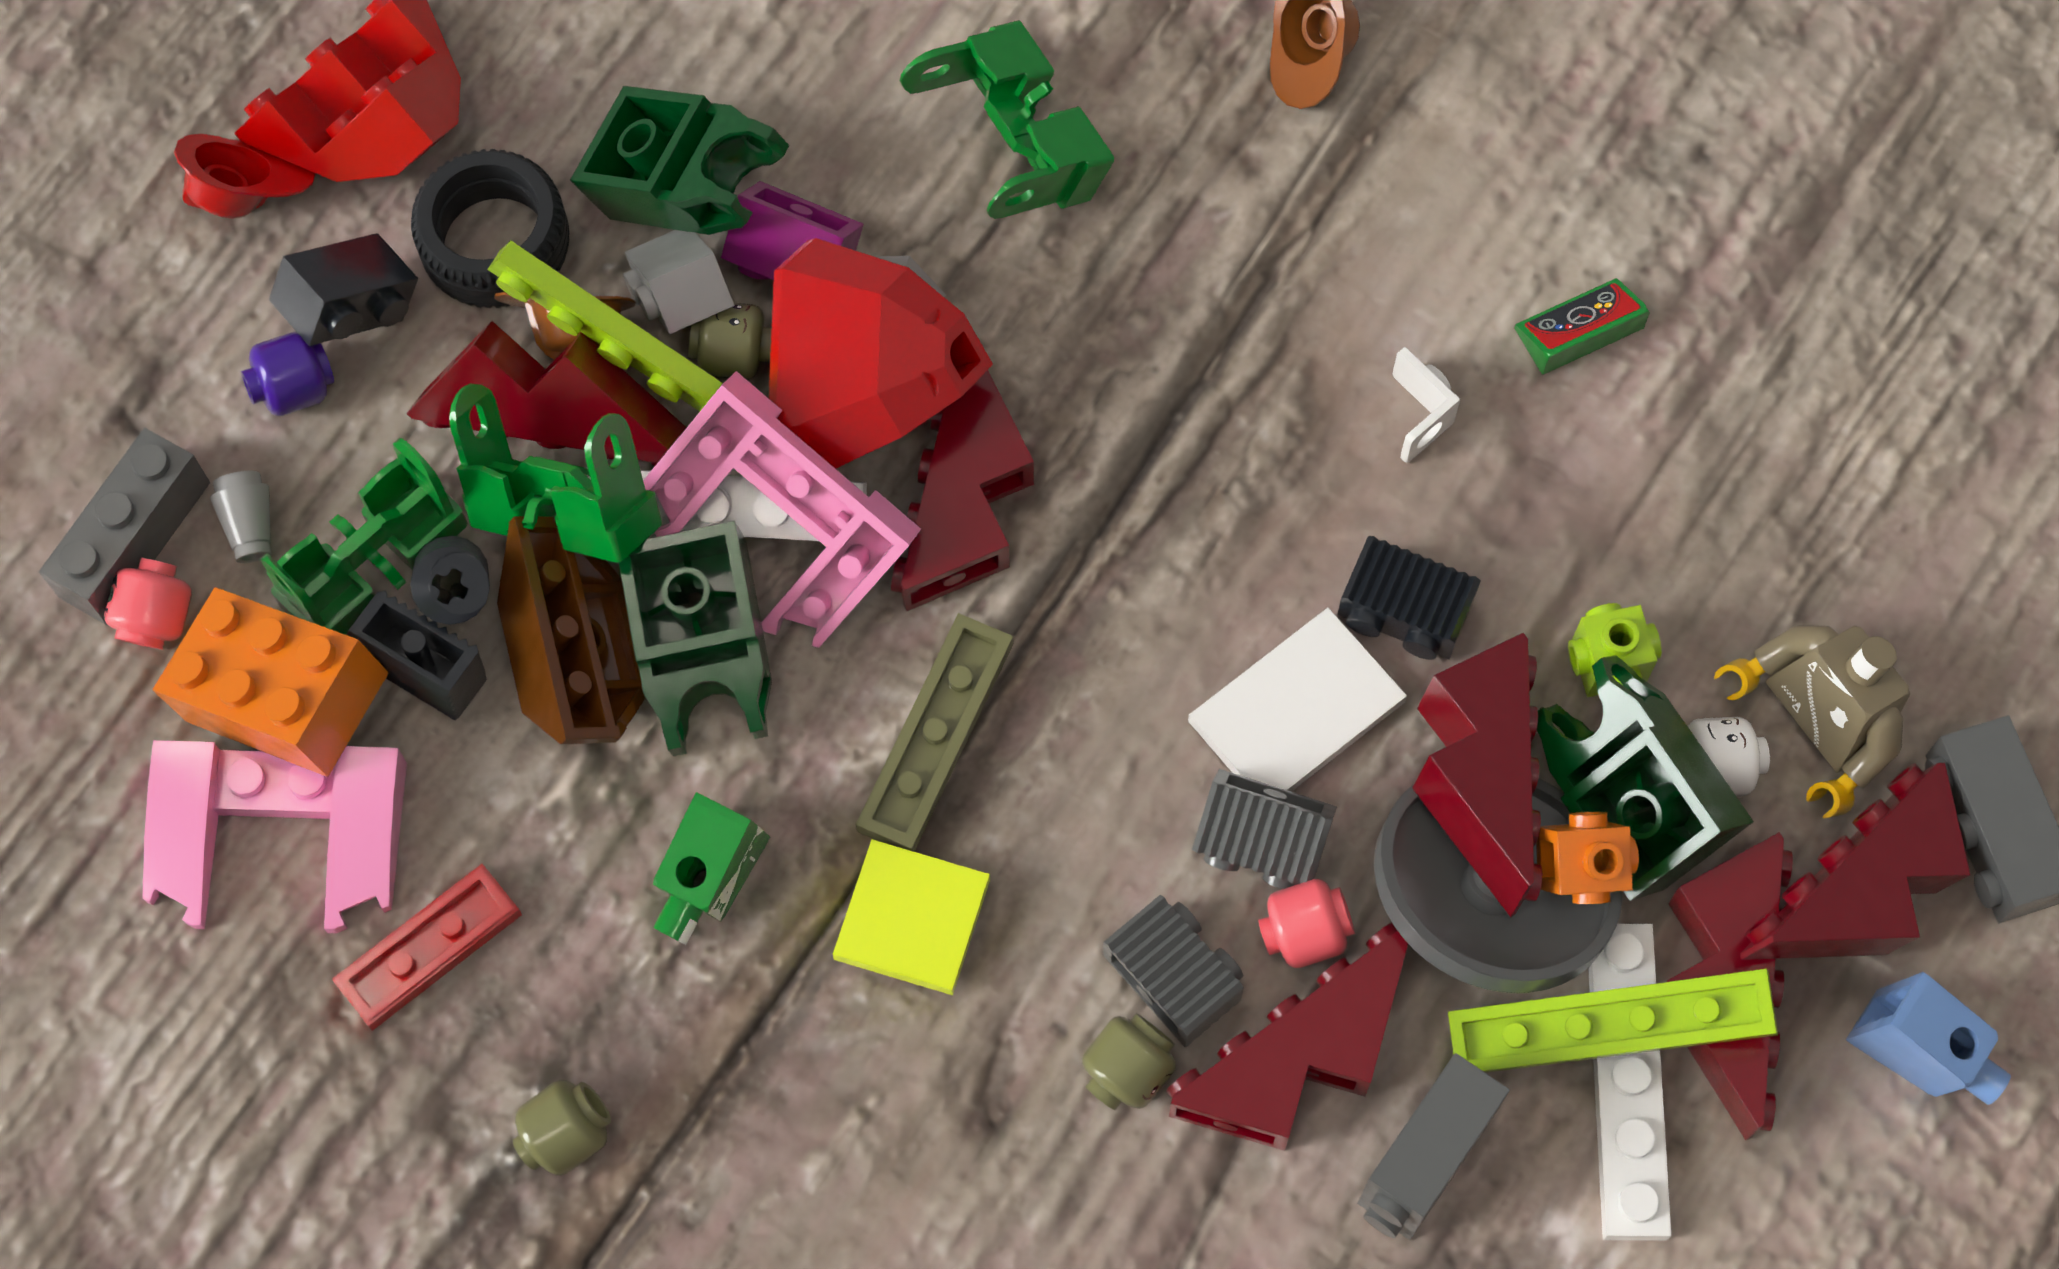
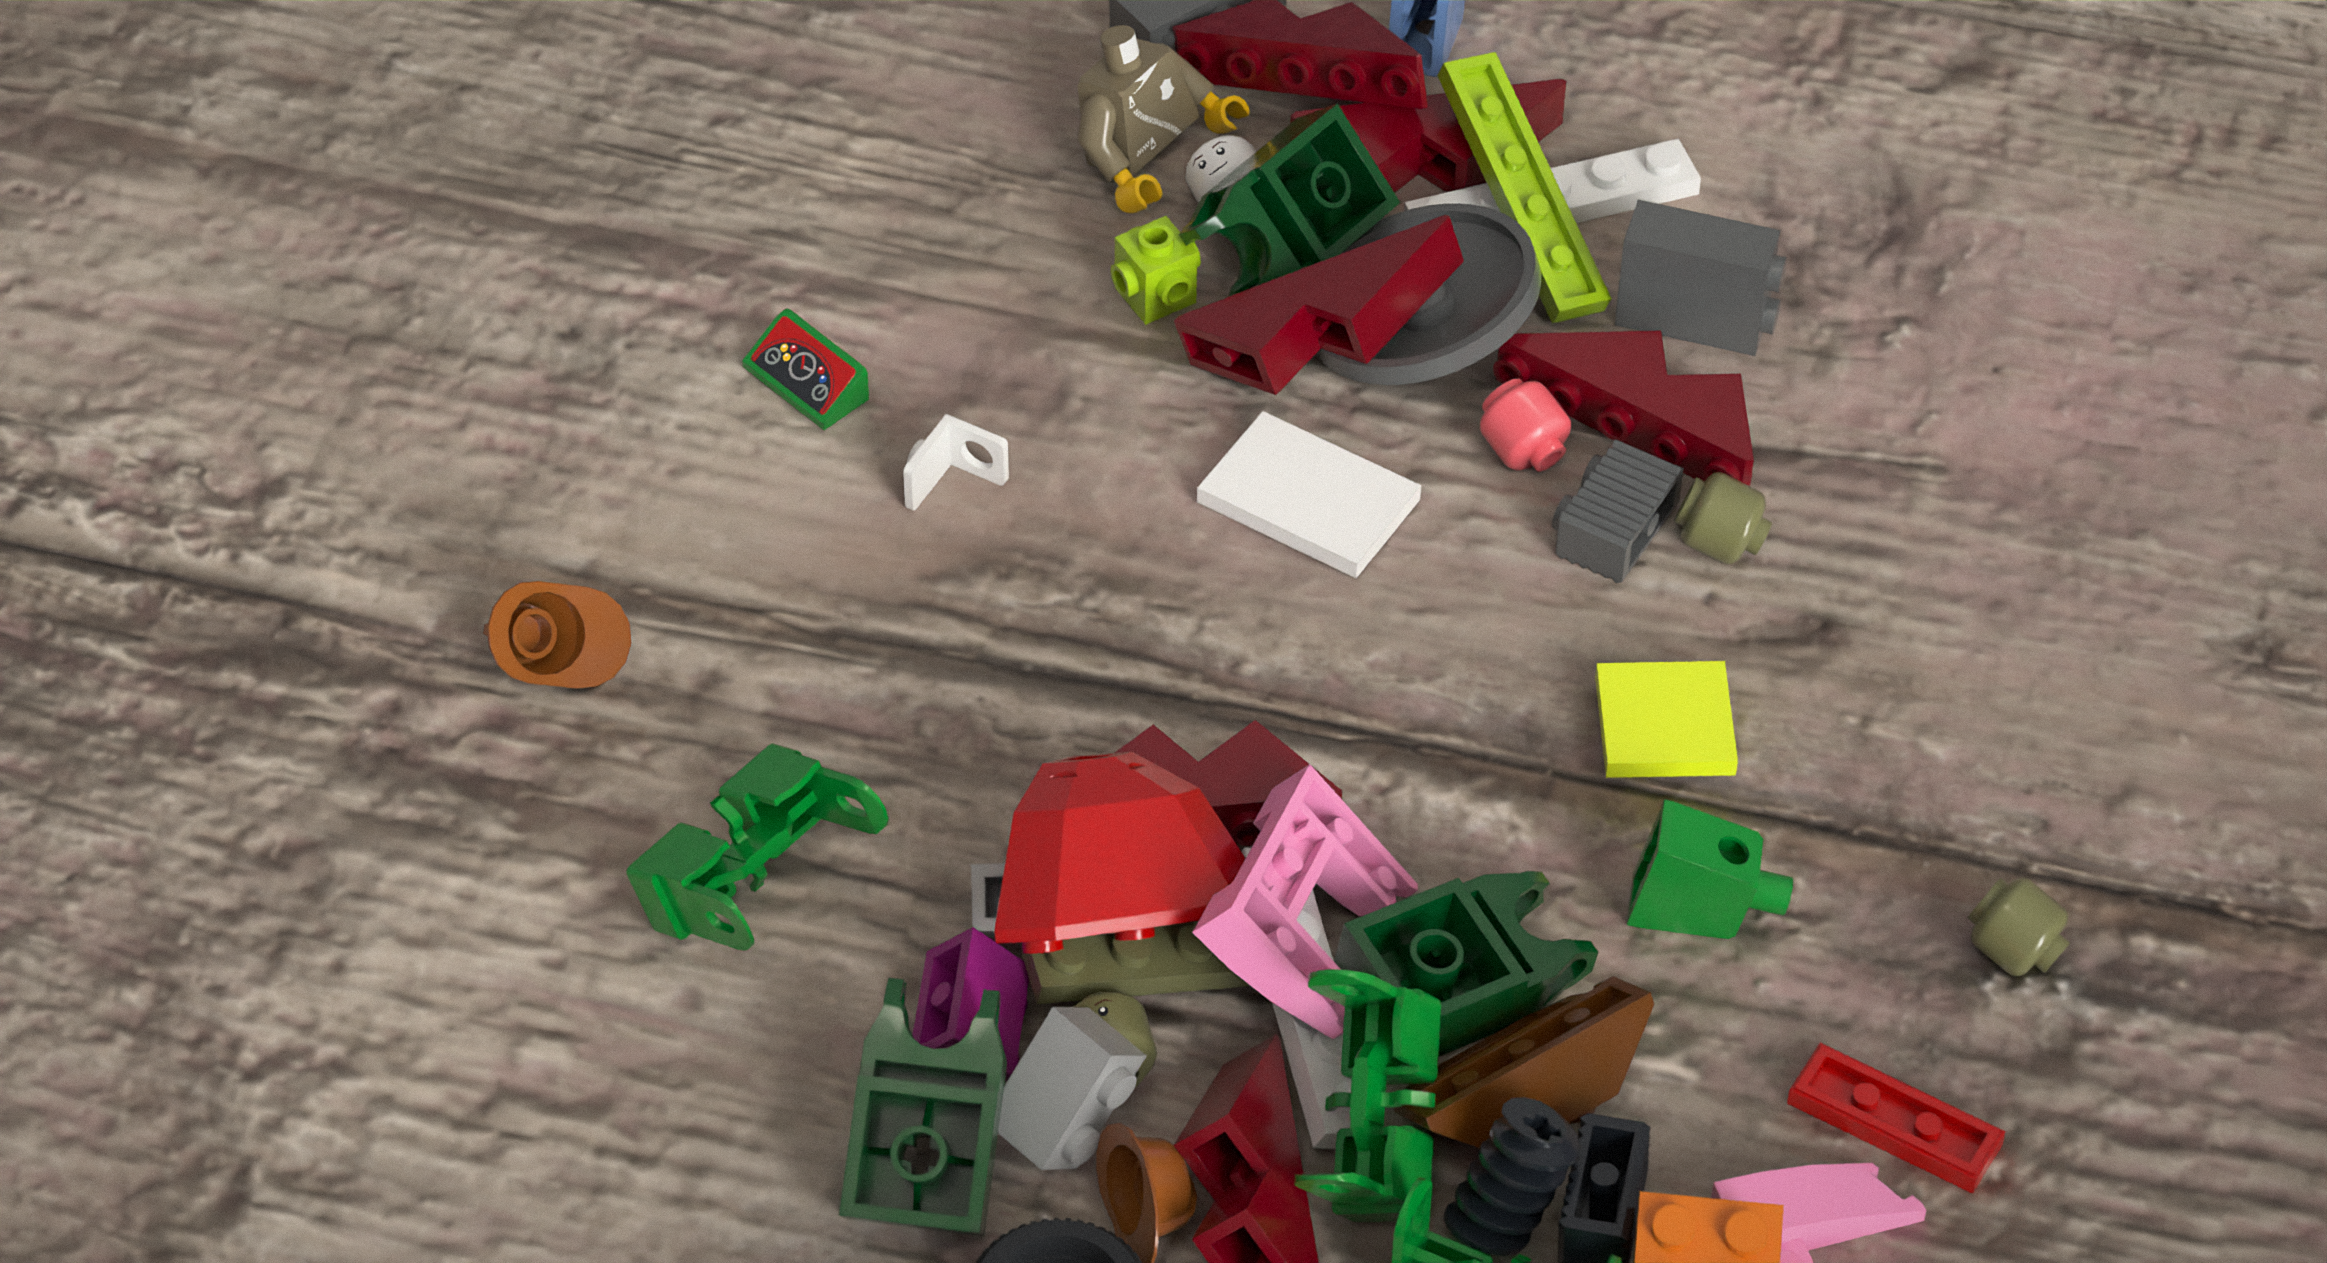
camera: 110 degrees left, 20 degrees down
(619, 338) = (1176, 1094): lime plate -> none
(935, 733) = (1469, 753): olive plate -> none
(1263, 830) = (1452, 471): dark grey brick -> none
(1407, 599) = (1164, 428): black brick -> none
(1587, 858) = (1386, 203): orange brick -> none

